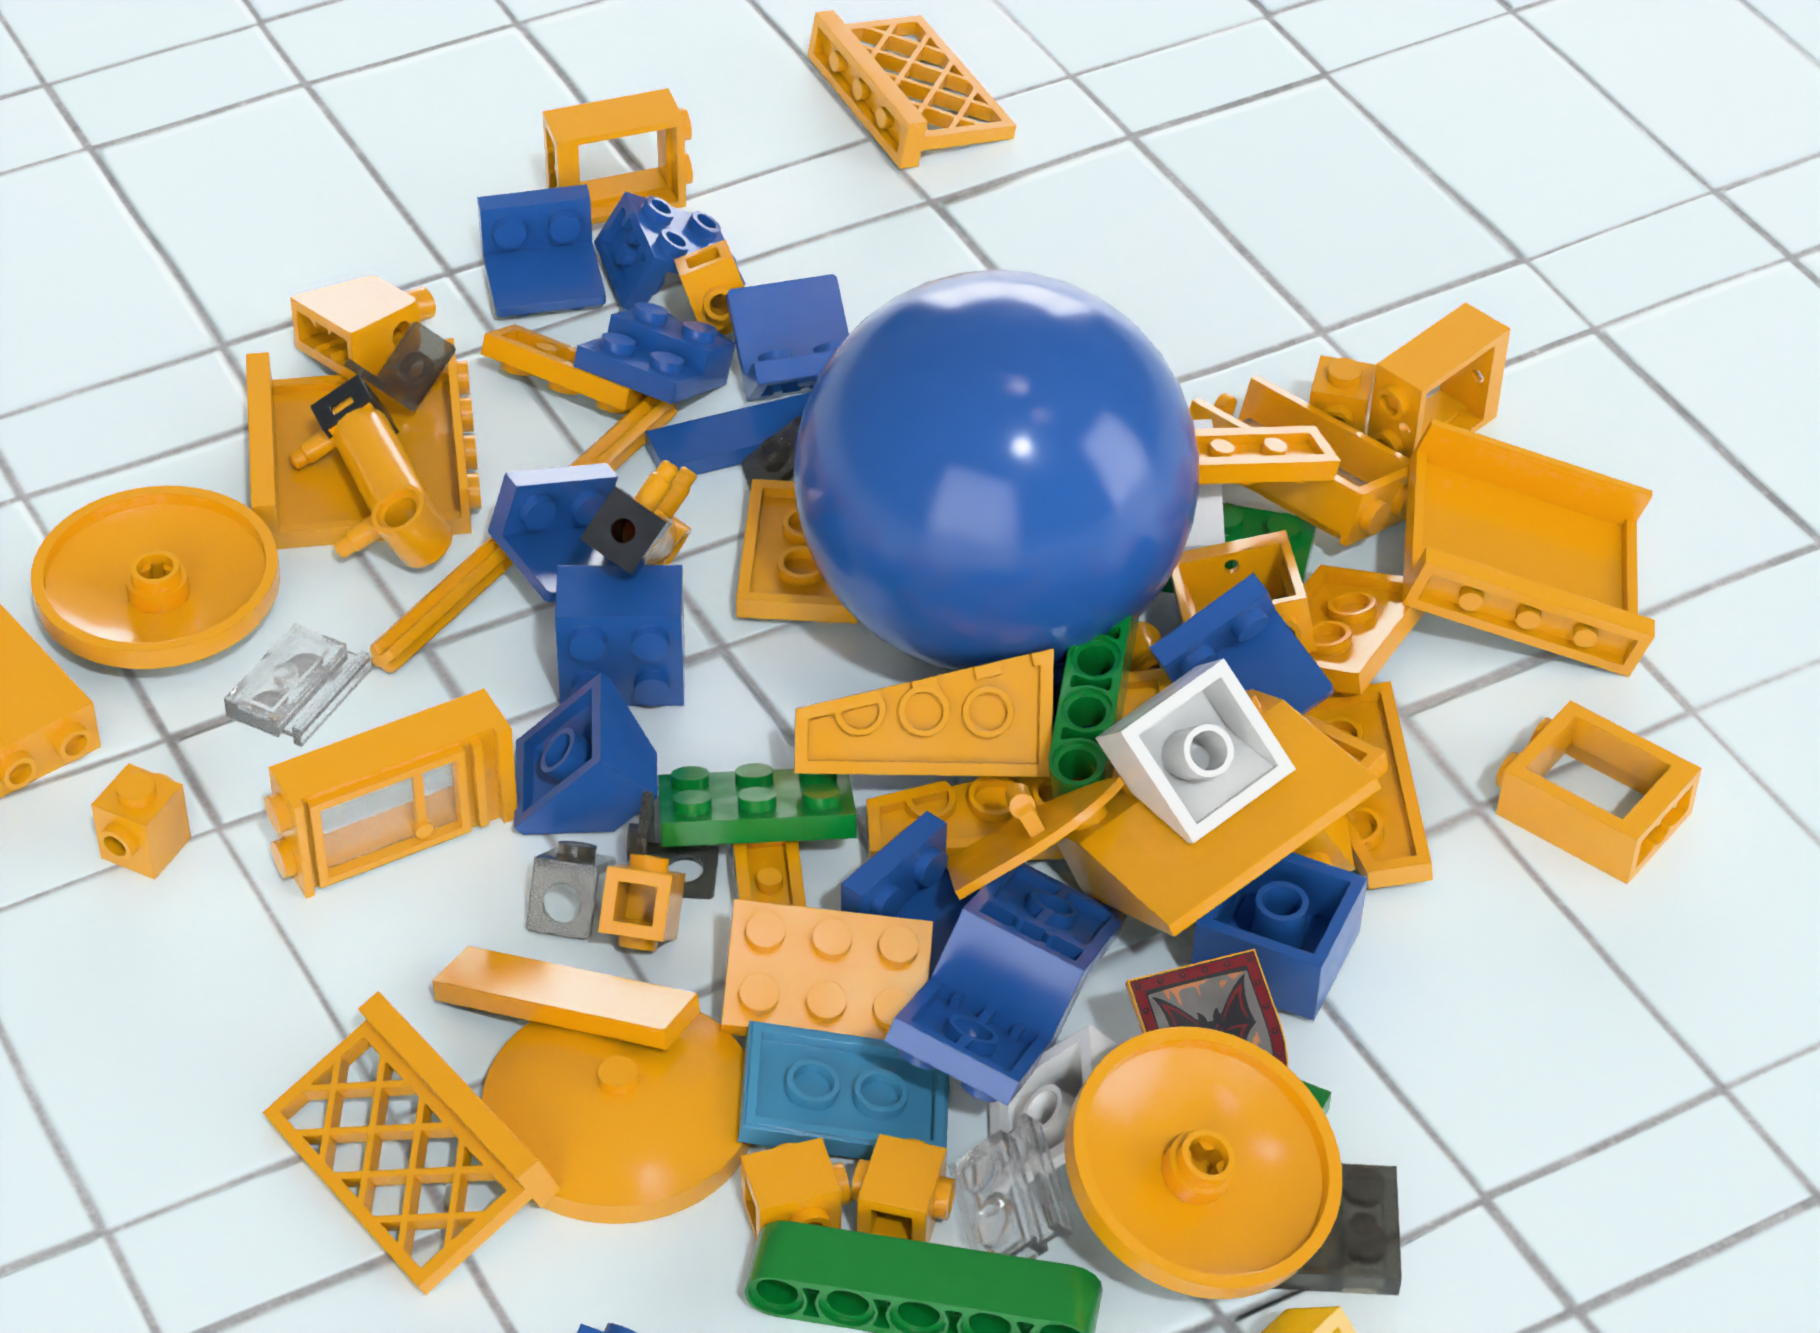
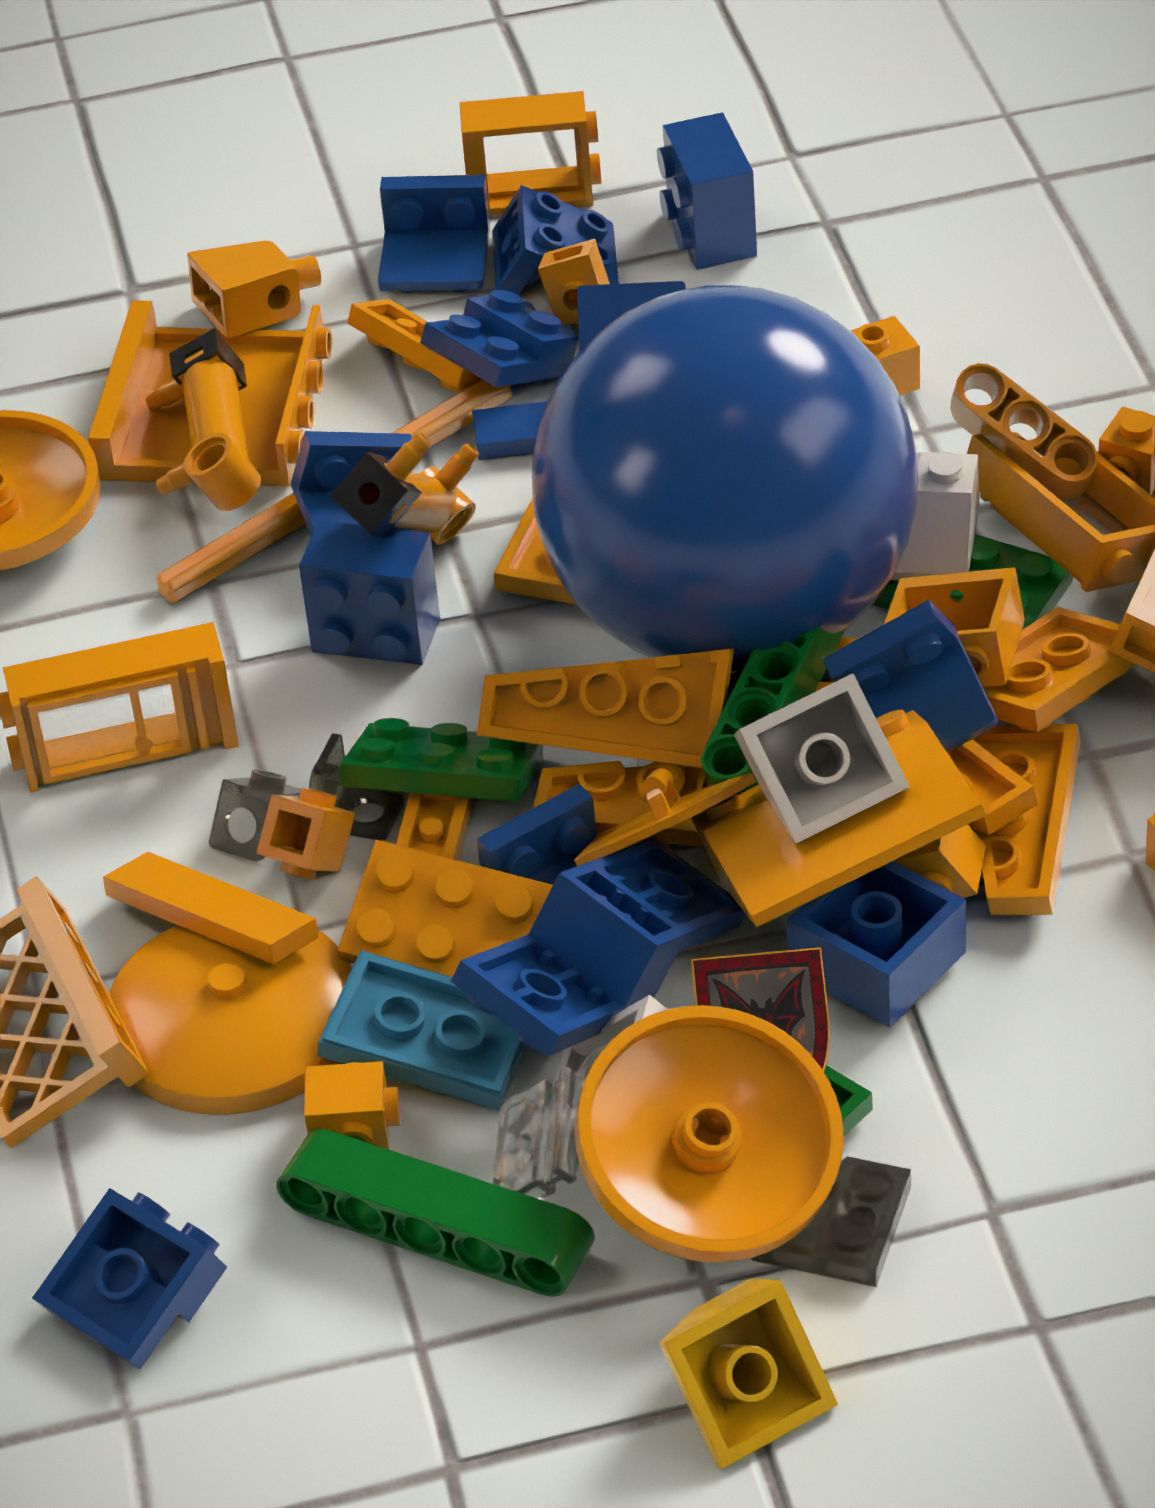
camera: 20 degrees right, 0 degrees up
(297, 684) = (82, 602): clear plate -> none
(411, 367) = (273, 331): clear smoke bracket -> none
(583, 765) = (302, 704): blue slope -> none
(819, 179) = (708, 191): none -> blue brick
(881, 97) = (803, 112): light orange fence -> none
(902, 1189) = (446, 1120): light orange brick -> none
(1228, 363) = (1015, 405): none -> light orange beam
(1264, 455) = (998, 492): light orange plate -> none

